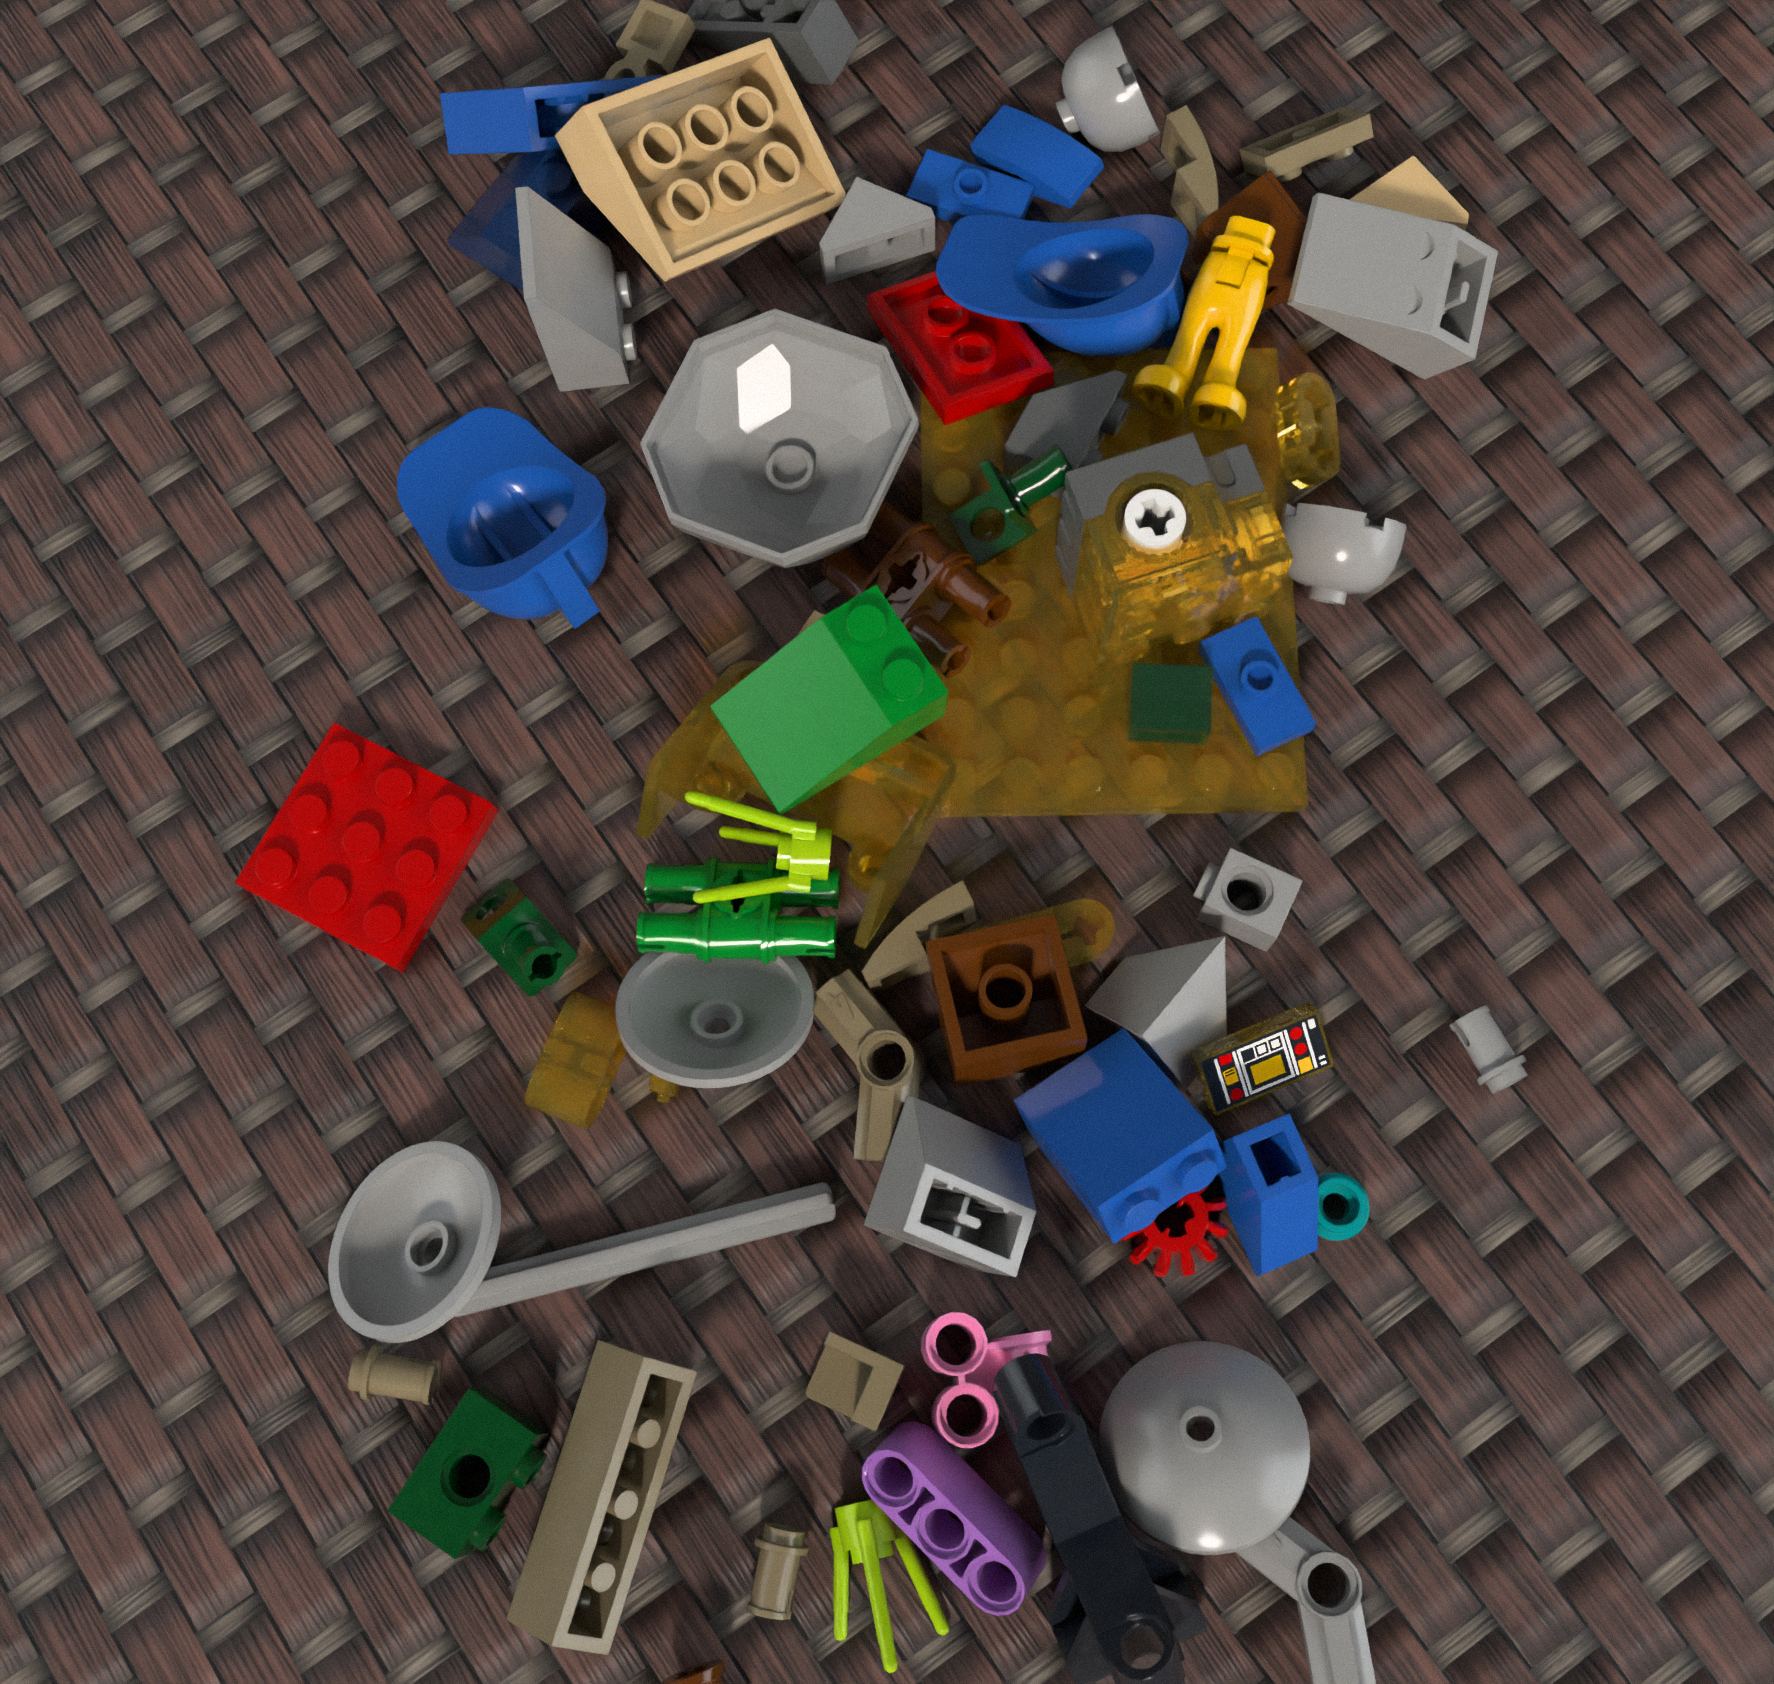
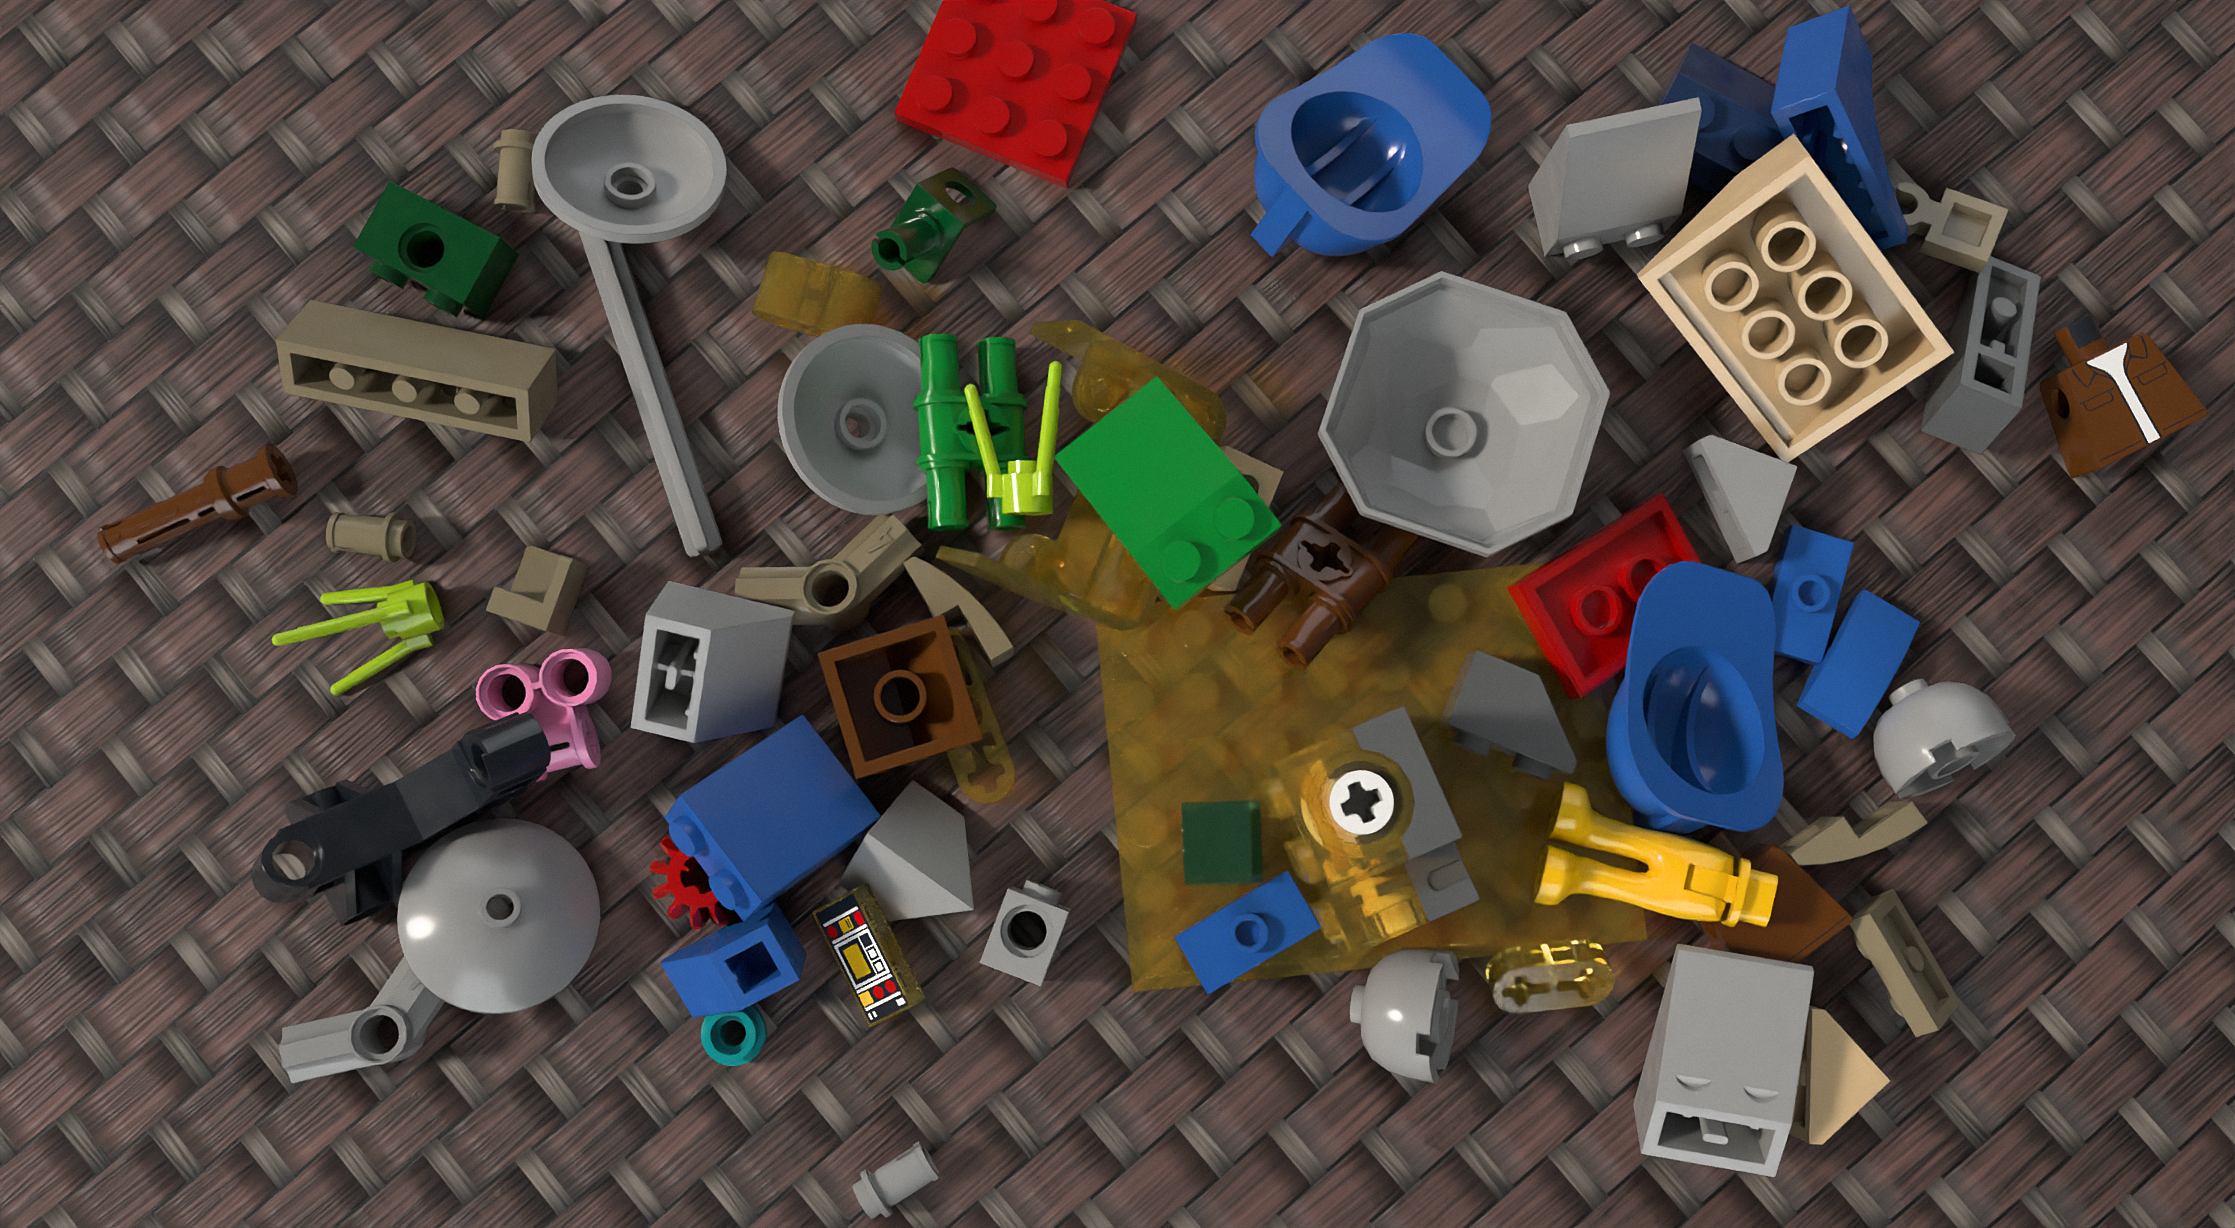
camera: 85 degrees right, 10 degrees up
(964, 1550) = (421, 690): medium lavender beam -> none
(1013, 496) = (1418, 663): dark green bracket -> none

